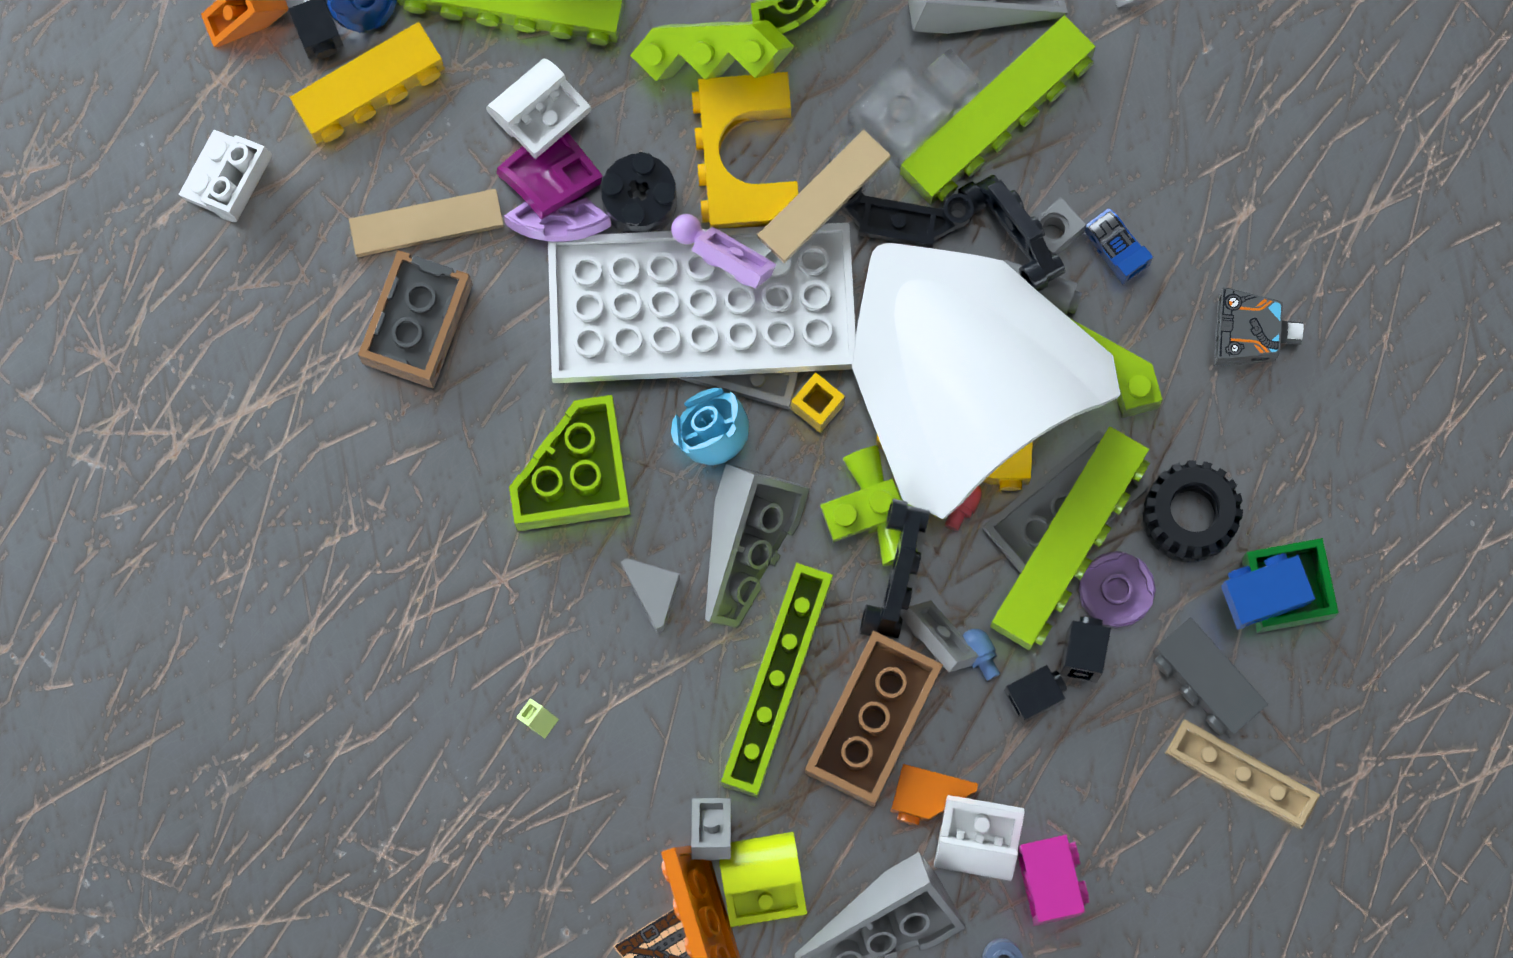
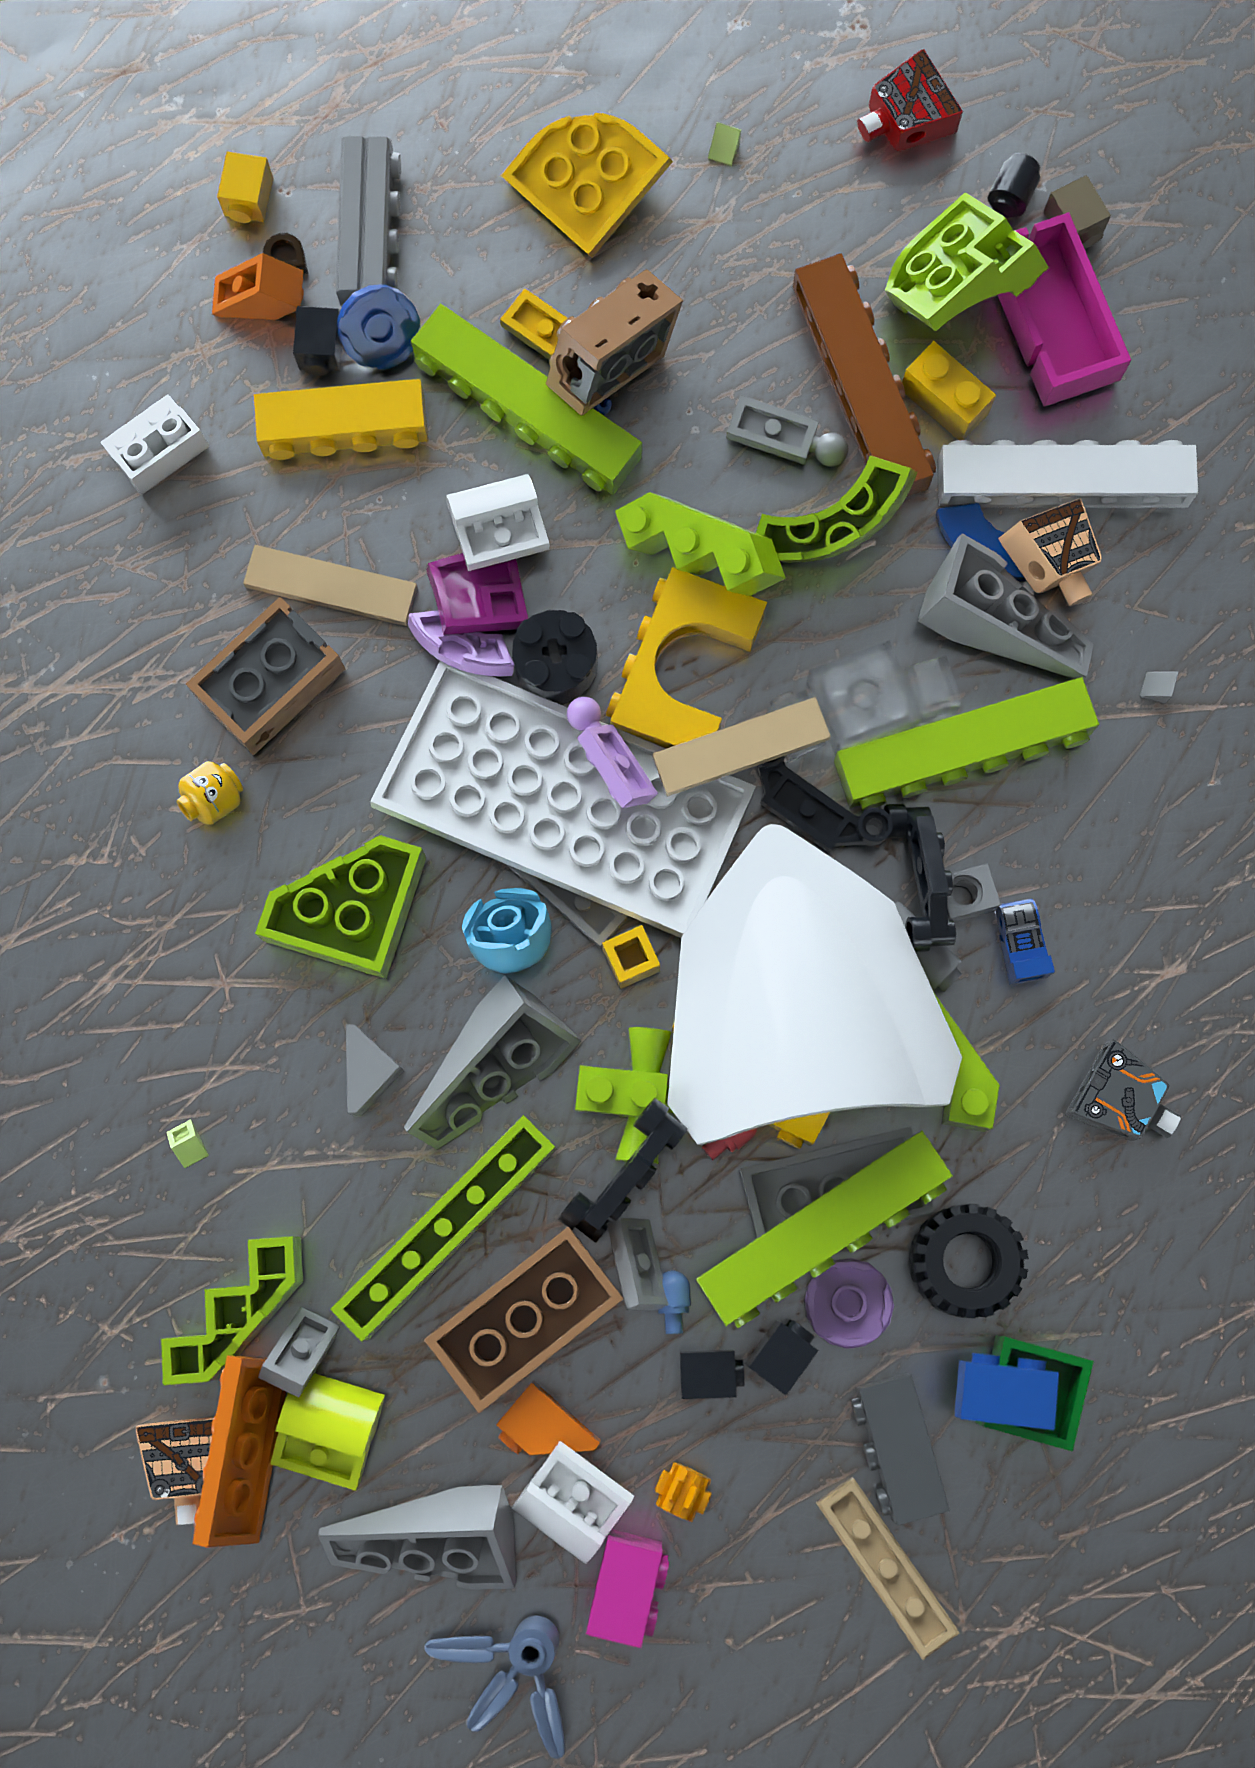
camera: 25 degrees right, 0 degrees up
(416, 434) = (209, 793): none -> yellow head
(647, 824) = (236, 1313): none -> lime brick
(1059, 791) = (683, 1492): none -> light orange gear

